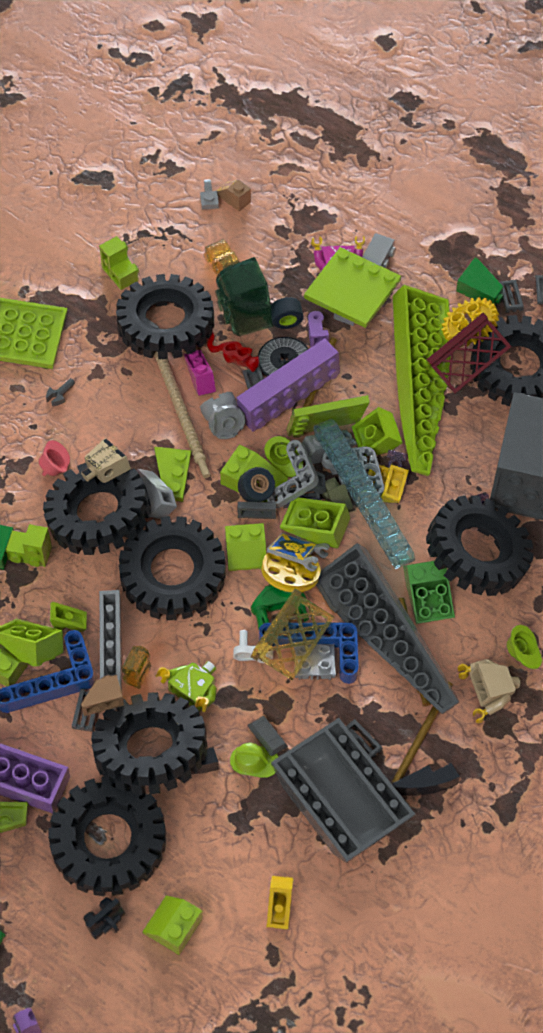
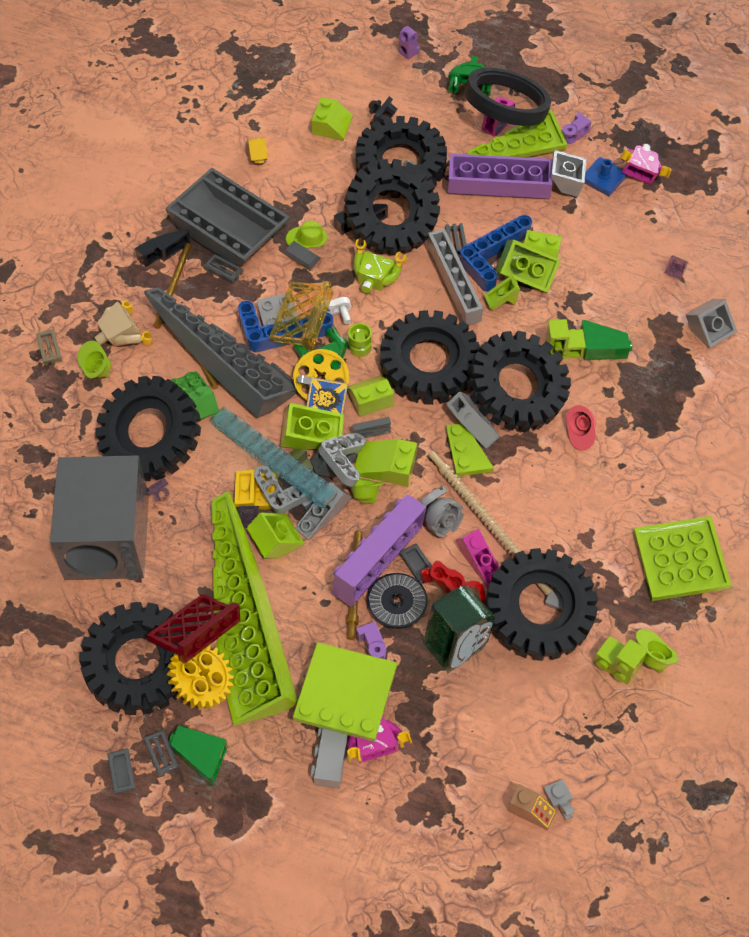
camera: 165 degrees right, 0 degrees up
(59, 393) = (613, 503): dark grey bar -> none
(86, 263) = (659, 653): none -> lime piece
(103, 696) = (439, 224): medium nougat slope -> none
(105, 462) = (526, 406): tan torso -> none
(136, 666) = (426, 265): clear yellow brick -> none
(220, 255) = (510, 706): clear yellow brick -> none
(237, 602) = (360, 339): none -> lime wheel
(250, 489) = (377, 437): black wheel -> none
(286, 313) = (410, 644): black wheel -> none
(343, 412) = (327, 510): lime plate -> none

